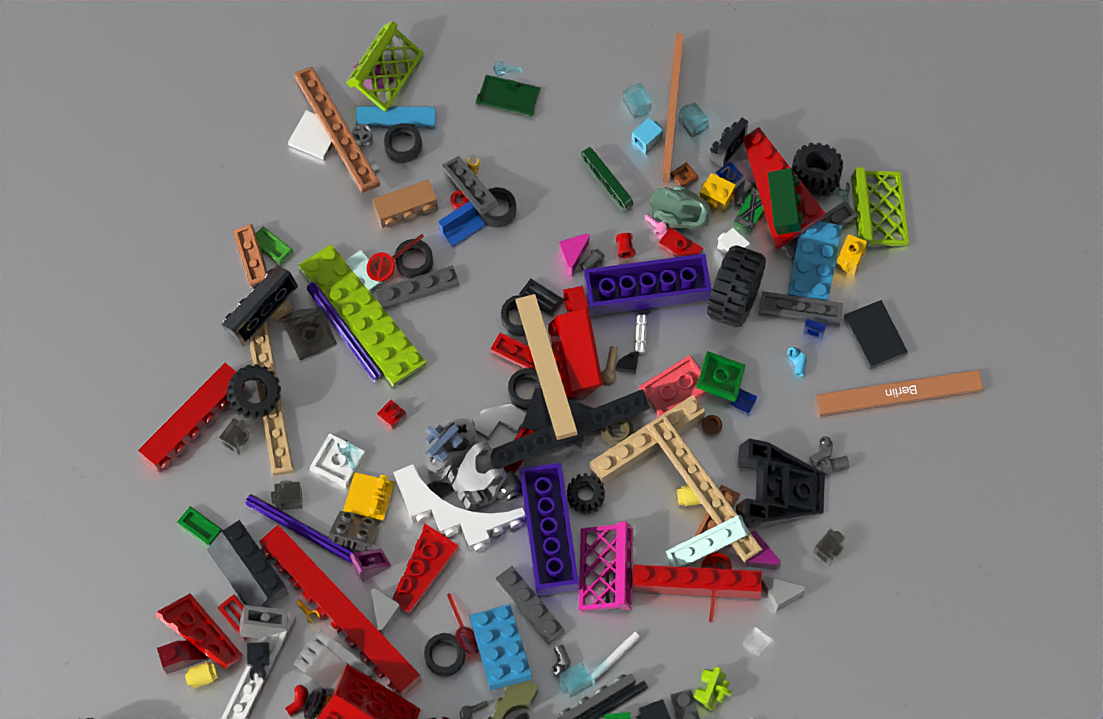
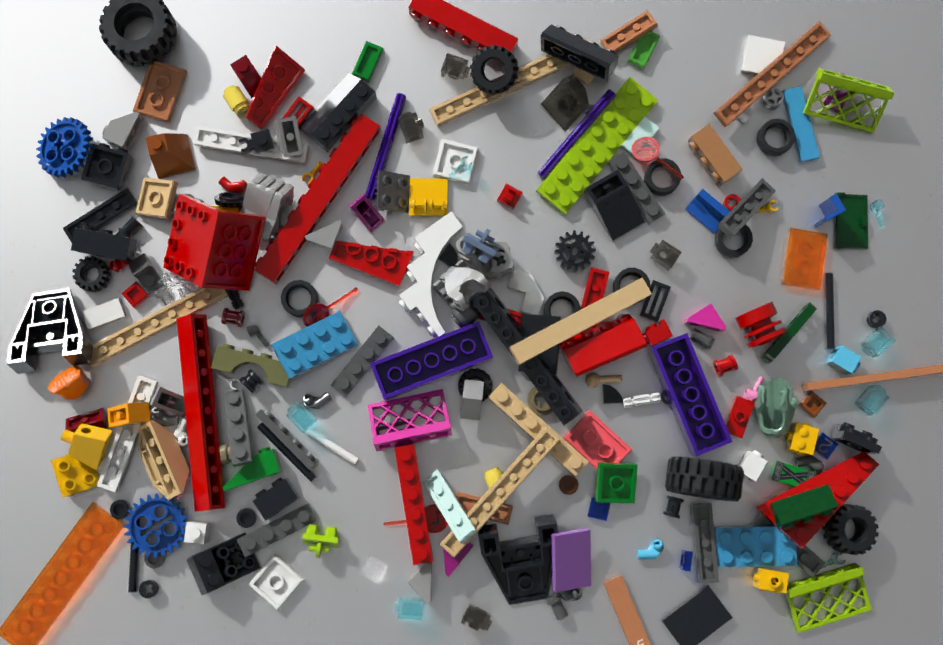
camera: 70 degrees right, 15 degrees up
(430, 311) = (614, 205): none -> black slope
(468, 370) = (582, 253): none -> black gear
(493, 108) = (831, 208): none -> blue panel
(499, 269) = (671, 254): none -> clear smoke brick
(535, 147) = (804, 259): none -> clear orange plate
(593, 200) = (760, 325): none -> red wheel
(594, 137) = (829, 311): none -> black bar
(601, 494) = (472, 399): none -> light grey slope
(609, 100) = (881, 321): none -> black bush
(757, 328) = (675, 513): none -> black bush
(790, 436) = (571, 559): none -> medium lavender tile
(805, 611) = (409, 608): none -> clear light blue brick

